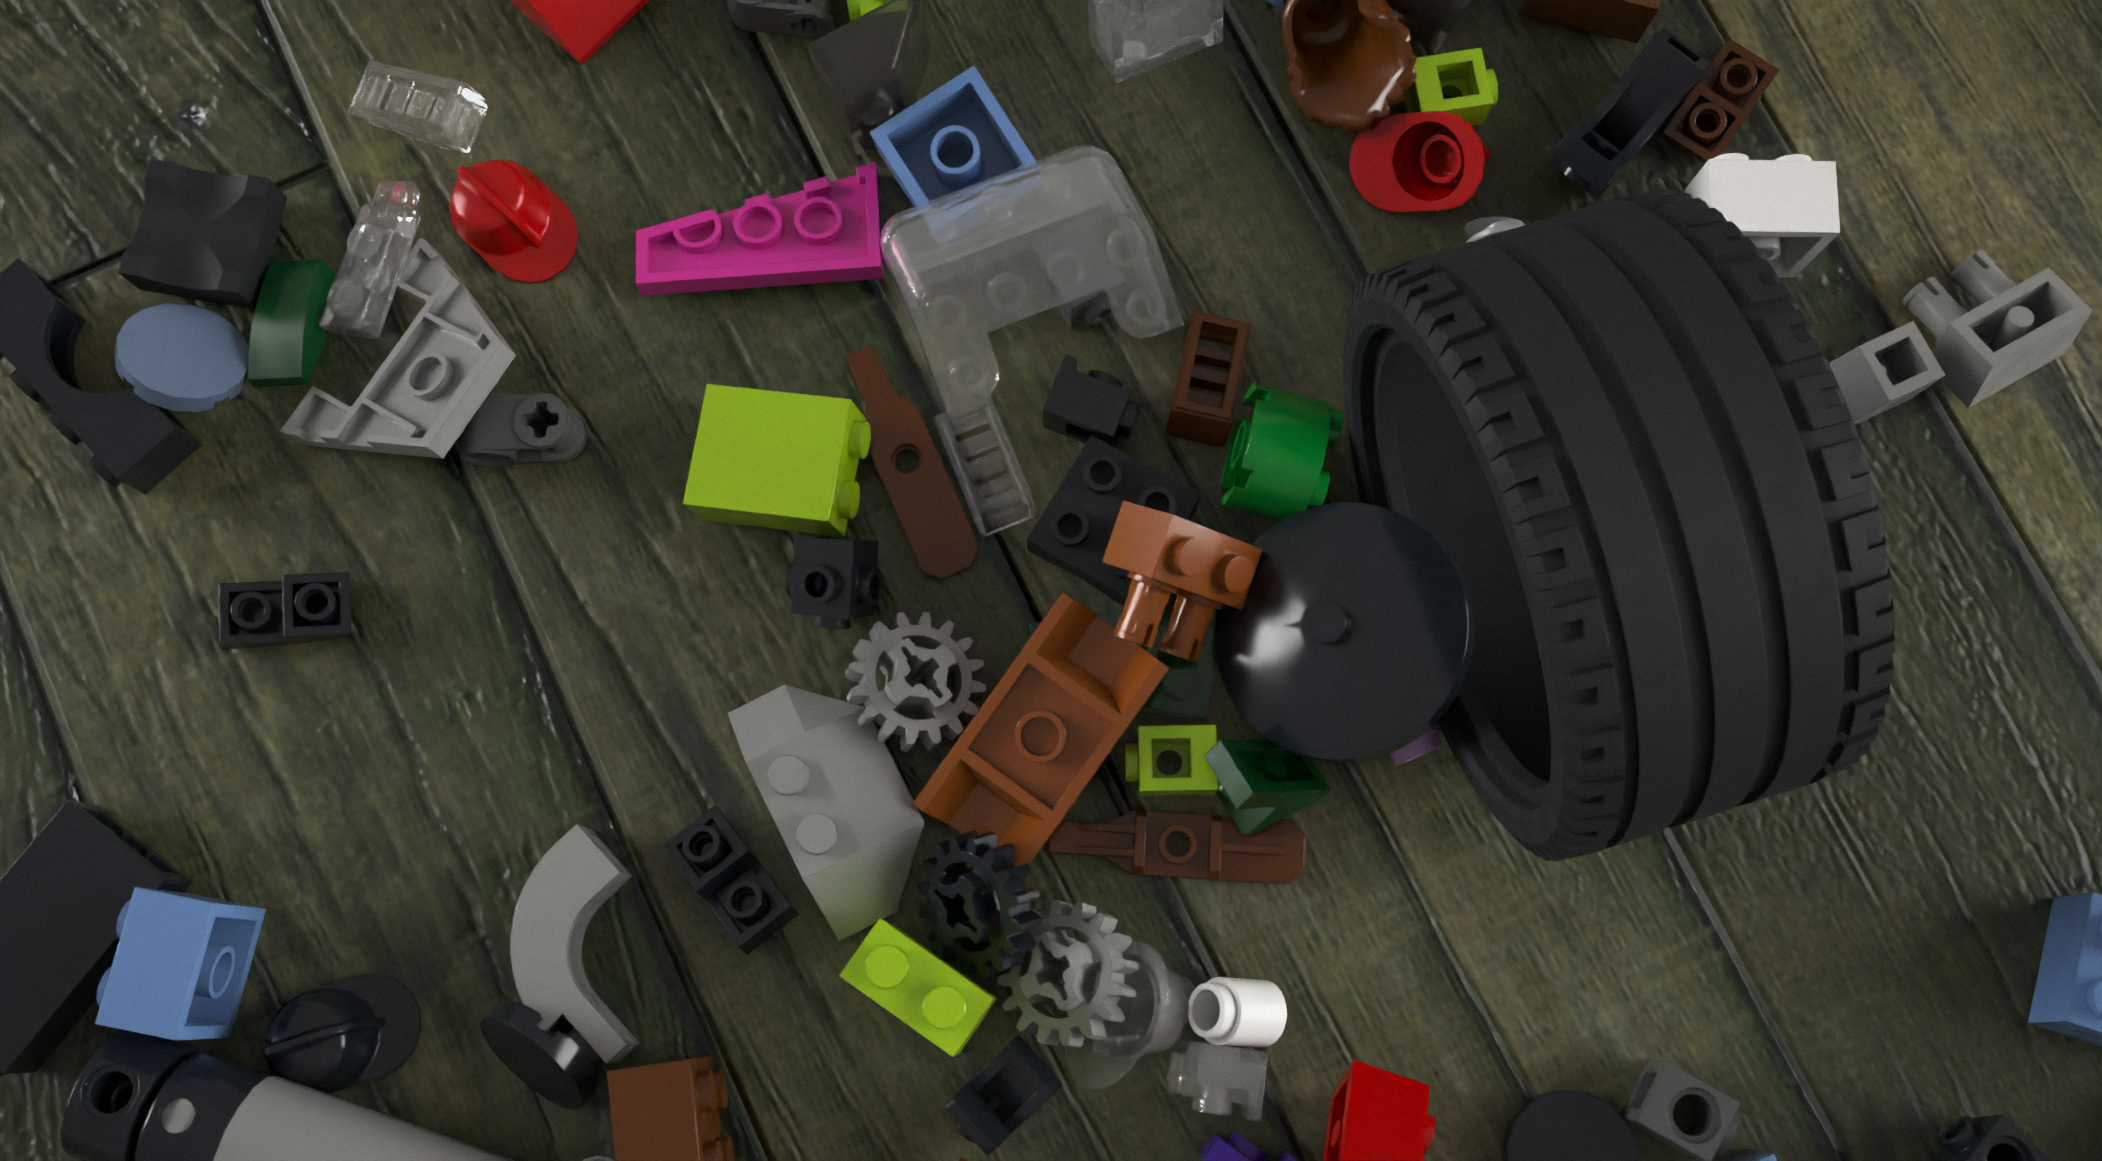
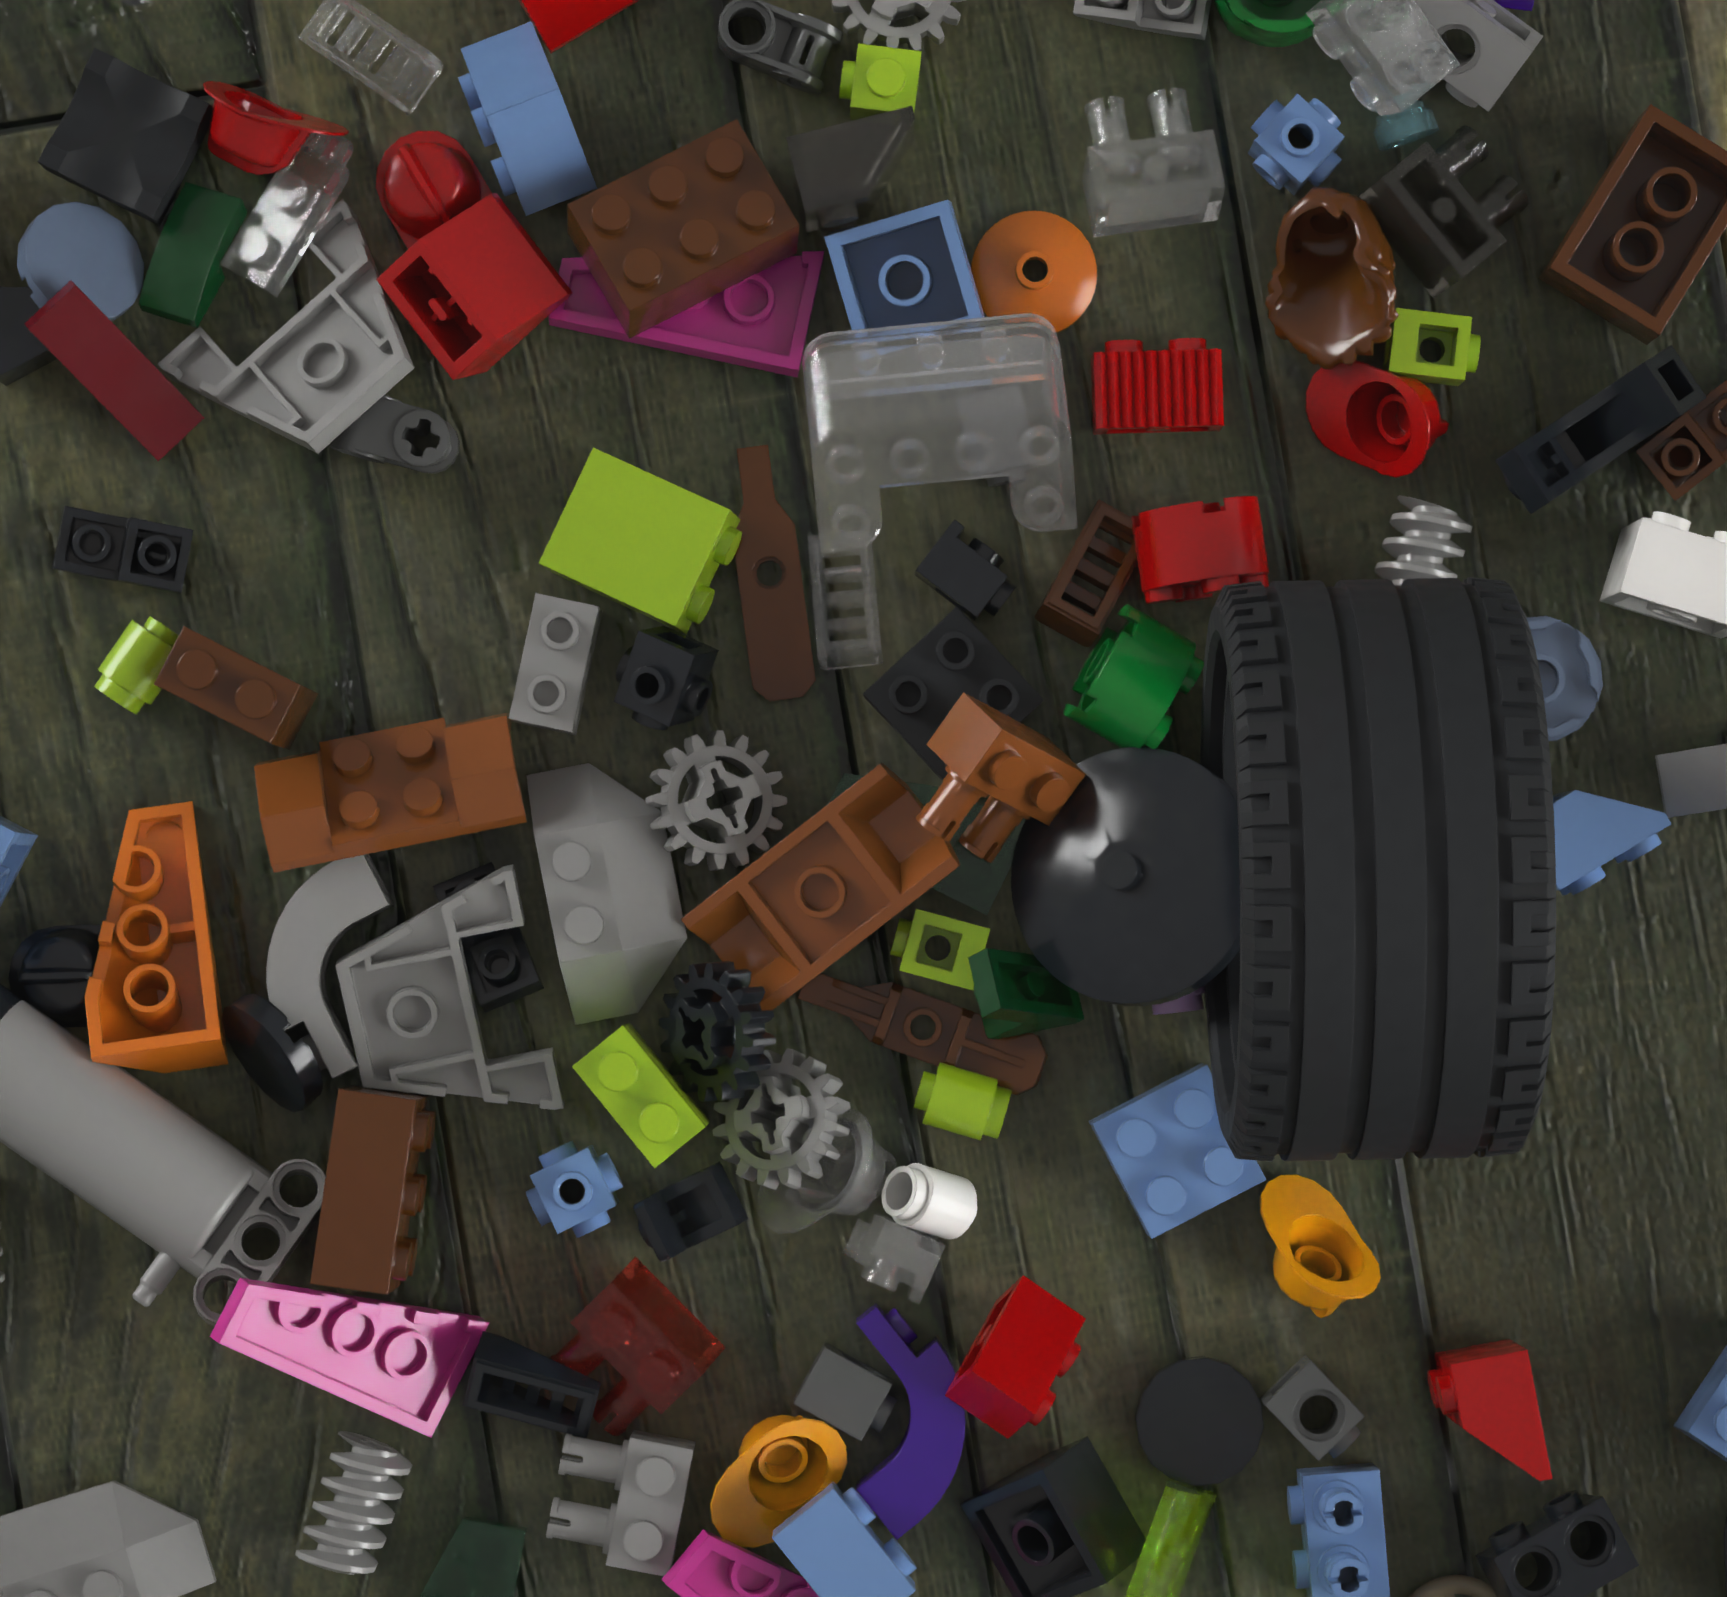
camera: 10 degrees right, 10 degrees up
(231, 440) = (114, 370): none -> dark red tile
(324, 711) = (136, 663): none -> lime brick
(326, 197) = (258, 132): none -> red piece
(405, 1005) = (155, 967): none -> orange wedge
(413, 700) = (235, 688): none -> reddish brown brick
(557, 273) = (474, 287): none -> red slope
(561, 99) = (525, 114): none -> medium blue brick
(591, 763) = (389, 790): none -> dark orange piece
(677, 971) = (417, 1009): none -> light grey wing
(726, 597) = (555, 664): none -> light grey brick
(737, 167) = (682, 228): none -> reddish brown brick
(900, 1086) = (593, 1171): none -> medium blue brick
(1078, 100) = (1042, 237): none -> orange dish
(1215, 195) = (1157, 389): none -> red brick
(1239, 905) = (962, 1102): none -> lime brick
(1296, 315) = (1199, 548): none -> red brick
(1464, 890) = (1173, 1152): none -> medium blue brick
(1630, 949) = (1317, 1247): none -> light orange piece
(1866, 1046) = (1493, 1398): none -> red slope

